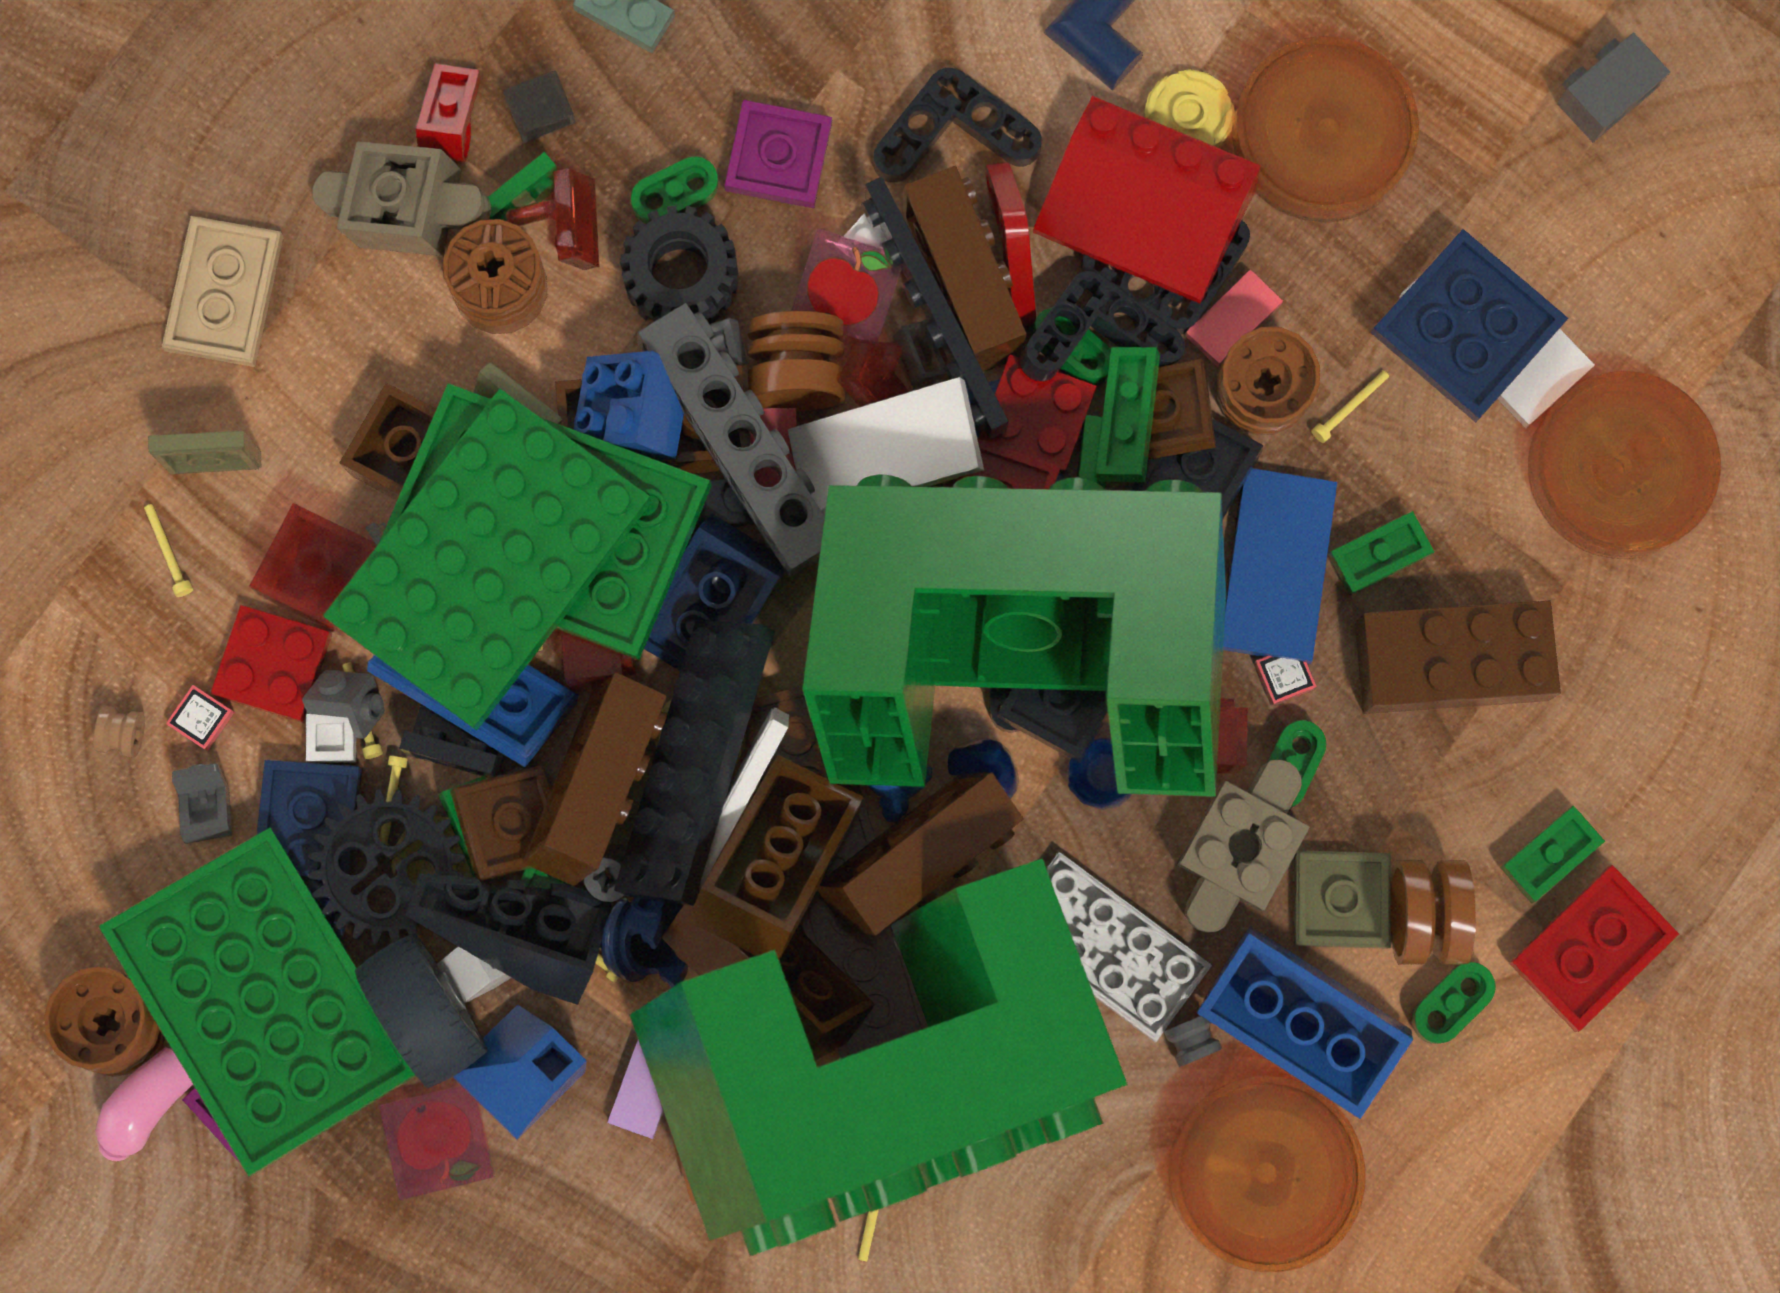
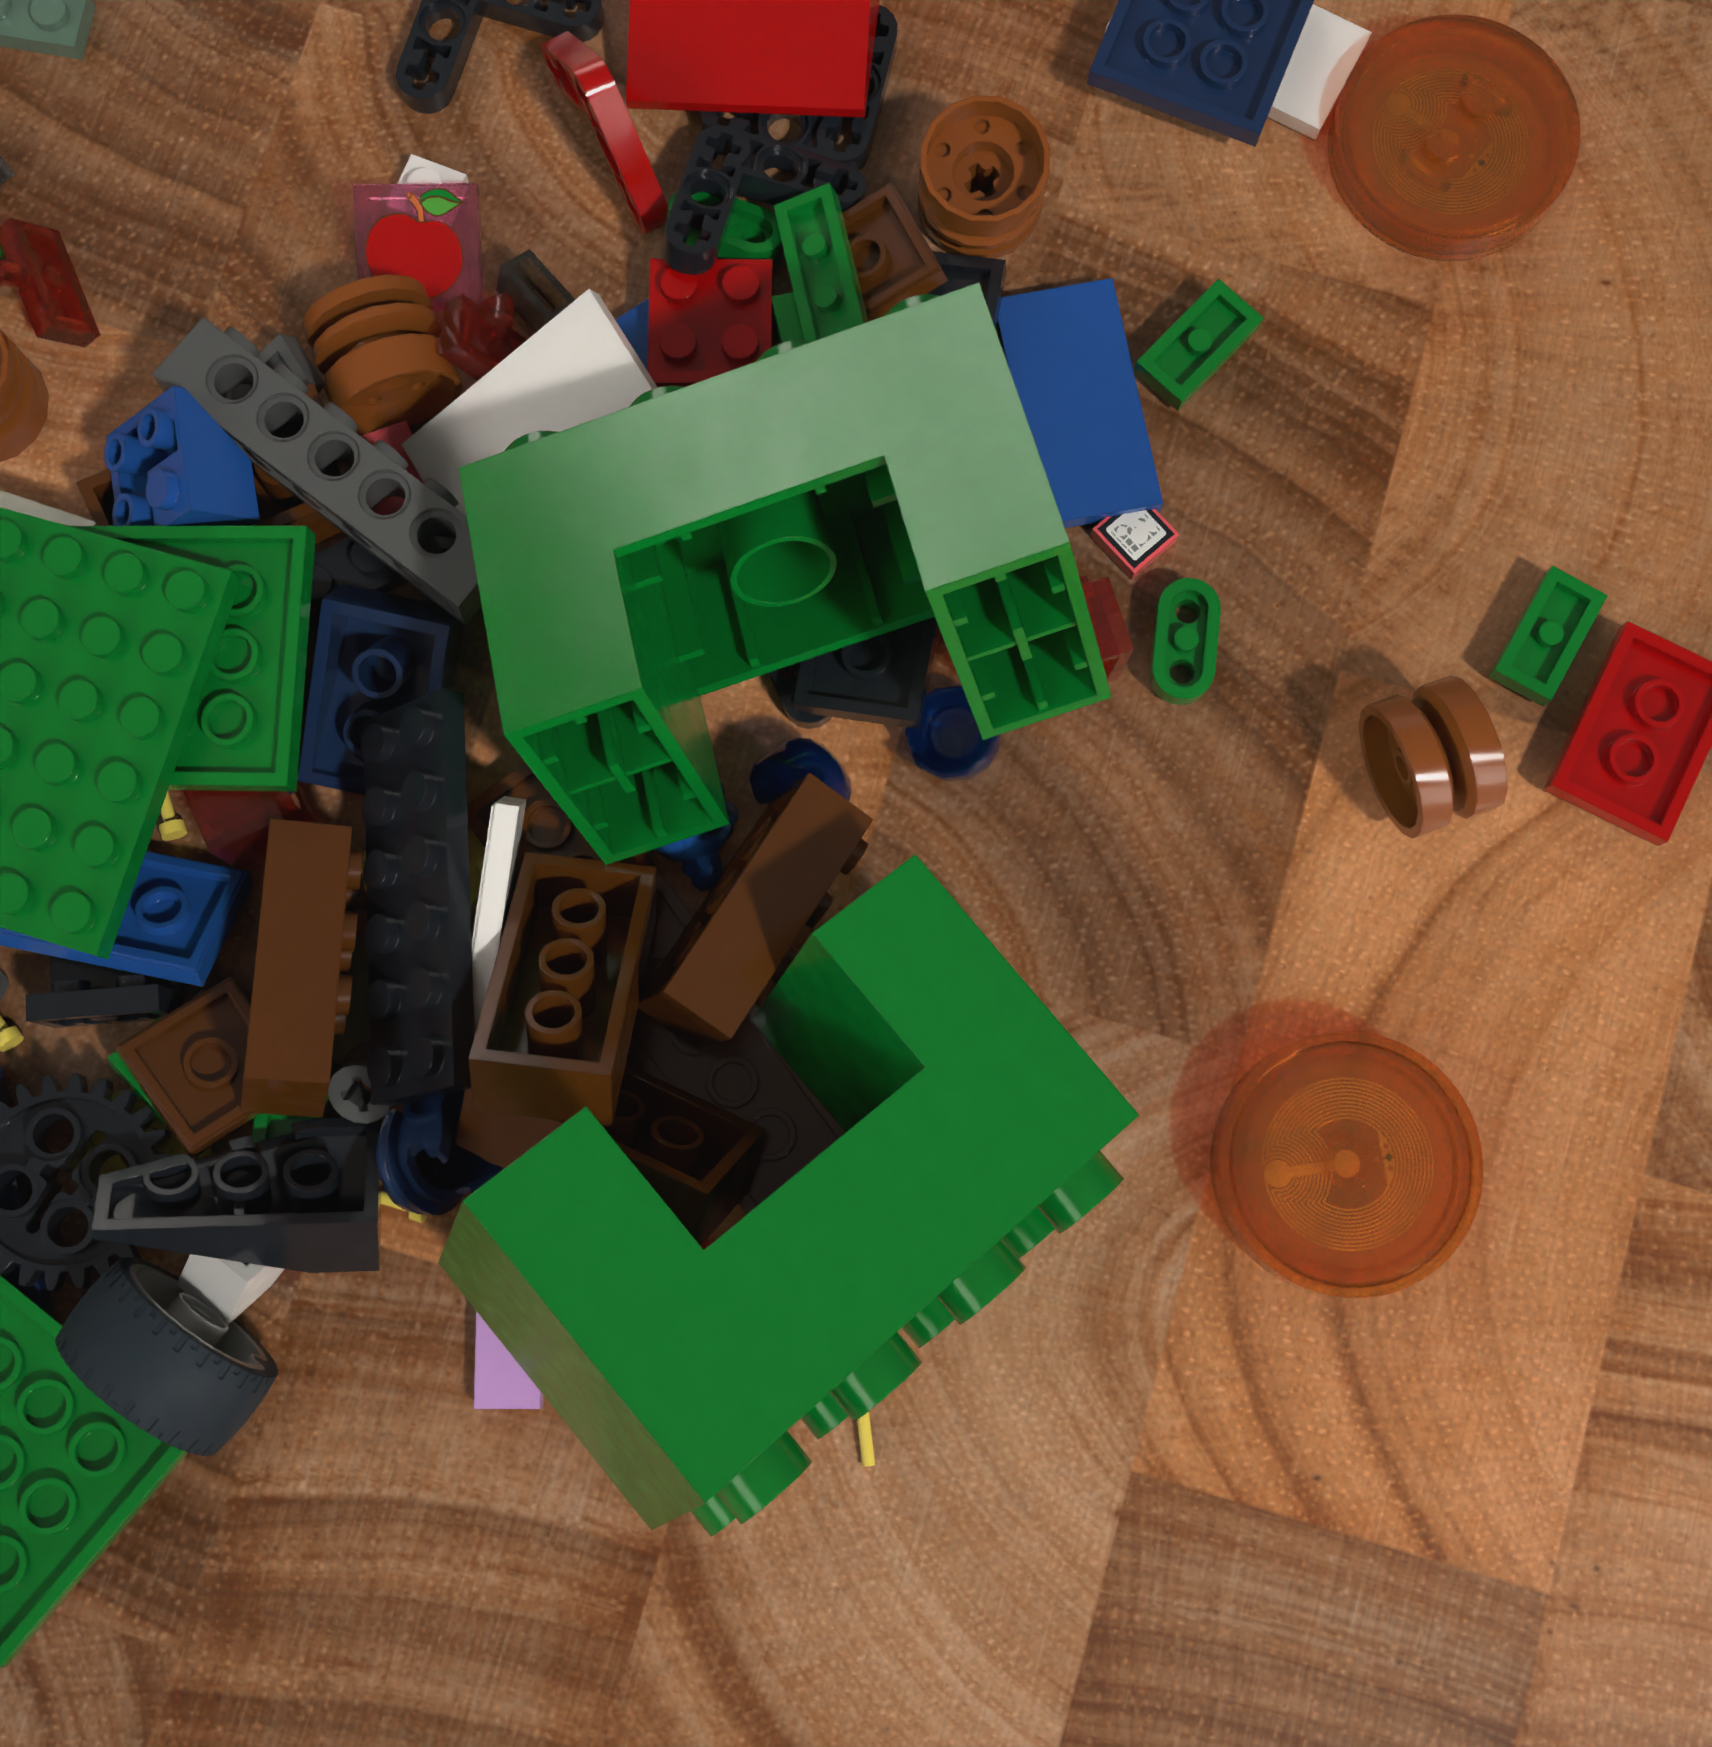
camera: 15 degrees left, 0 degrees up
(396, 763) = (46, 1044): light yellow piece -> none
(436, 1142) = (259, 1514): clear pink tile -> none
(522, 1071) = (336, 1385): blue slope -> none
(672, 187) = (158, 207): green plate -> none
(673, 233) = (183, 253): black tyre -> none
(778, 154) = (277, 121): magenta plate -> none
(924, 292) = (516, 211): black plate -> none
(962, 262) = (553, 170): reddish brown brick -> none
(1126, 956) = (1080, 956): white tile -> none
(1192, 1040) = (1189, 1028): dark grey wheel -> none
(1233, 316) = (898, 139): coral tile -> none
(1243, 846) = (1163, 760): dark tan brick -> none
(1305, 1022) = (1325, 954): blue slope -> none
(1322, 432) = (1071, 226): light yellow piece -> none
(1342, 899) = (1308, 785): olive tile -> none
(1452, 1004) = (1495, 867): green plate -> none
(1457, 657) = (1340, 434): reddish brown brick -> none

